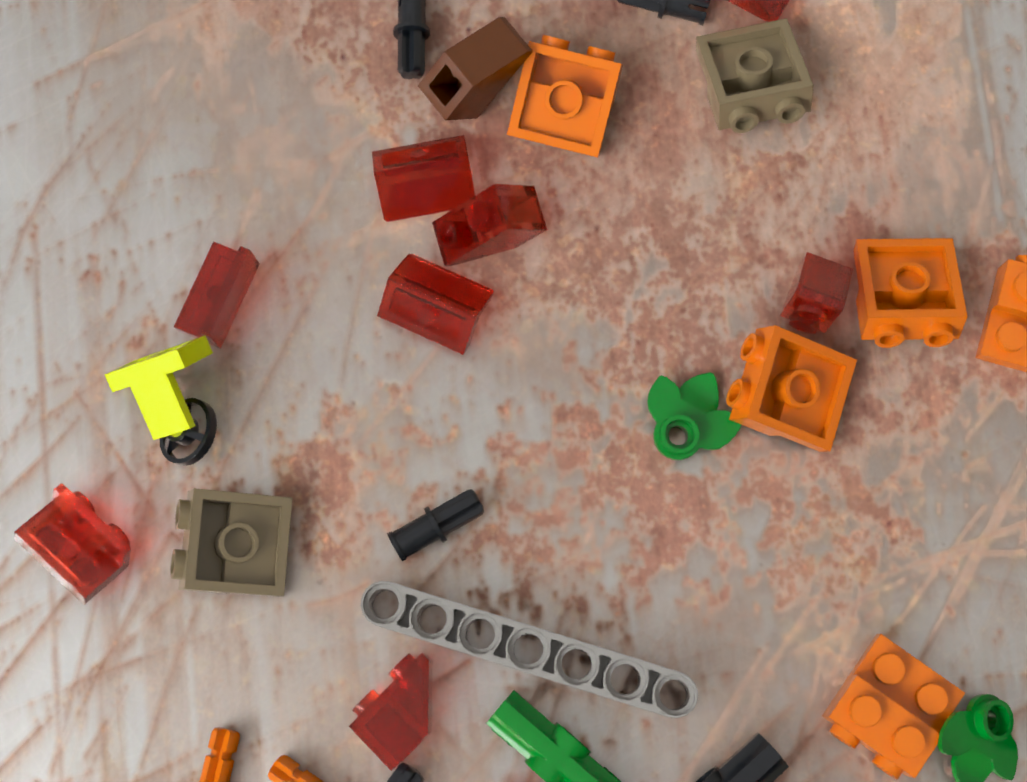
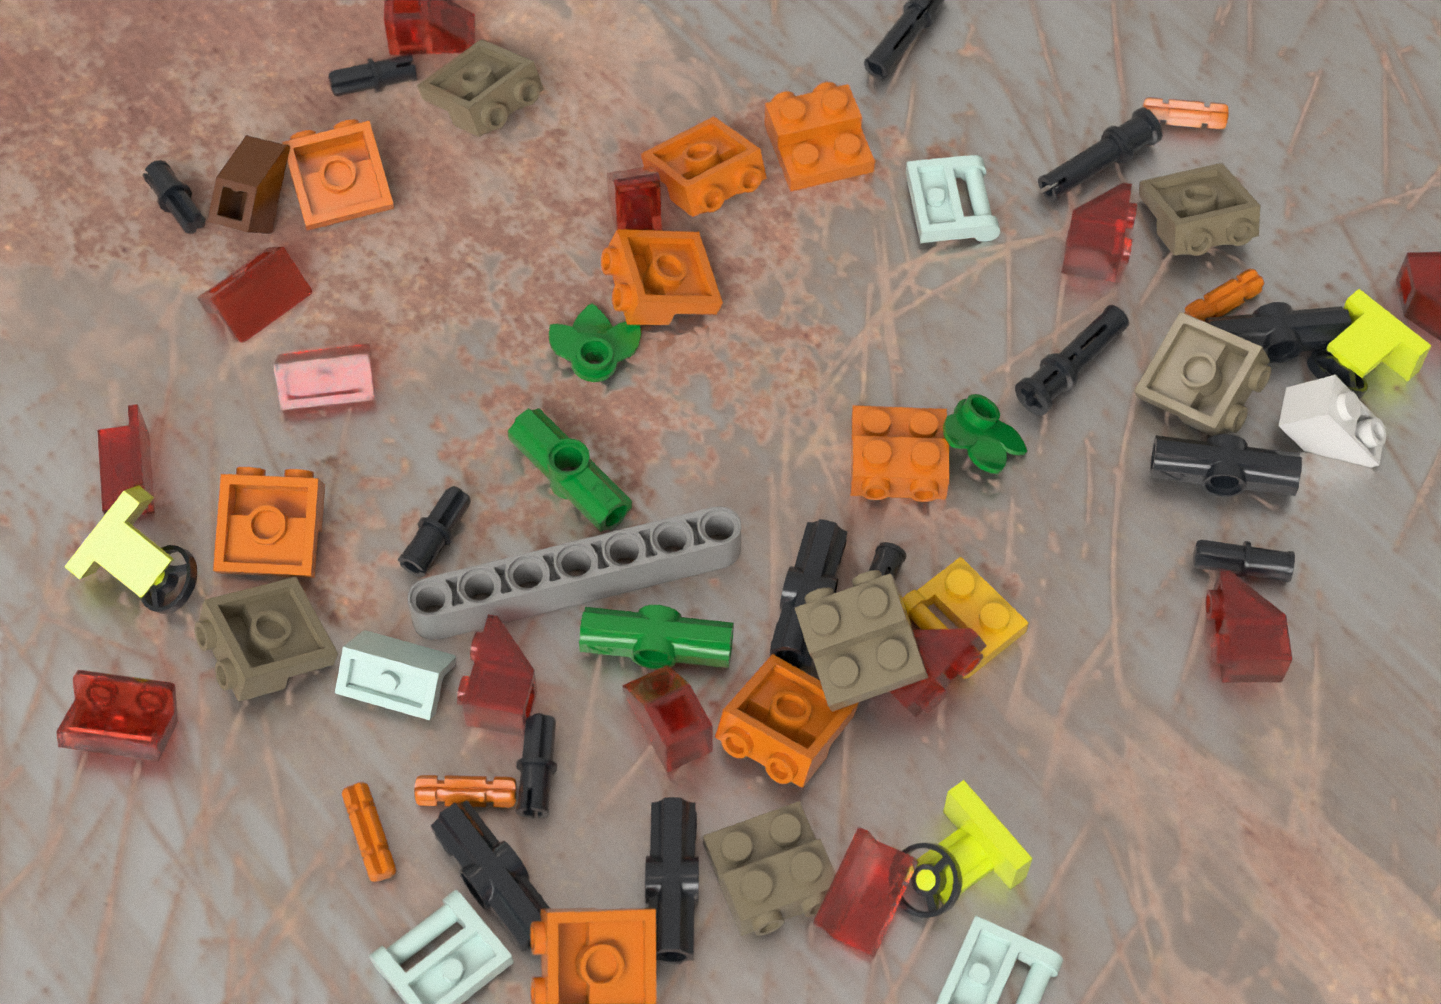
camera: 40 degrees left, 20 degrees down
(299, 431) = (268, 523): none -> orange plate
(322, 641) = (393, 674): none -> light aqua panel
(489, 223) = (333, 293): clear red slope -> none
(582, 507) = (585, 487): none -> green piece

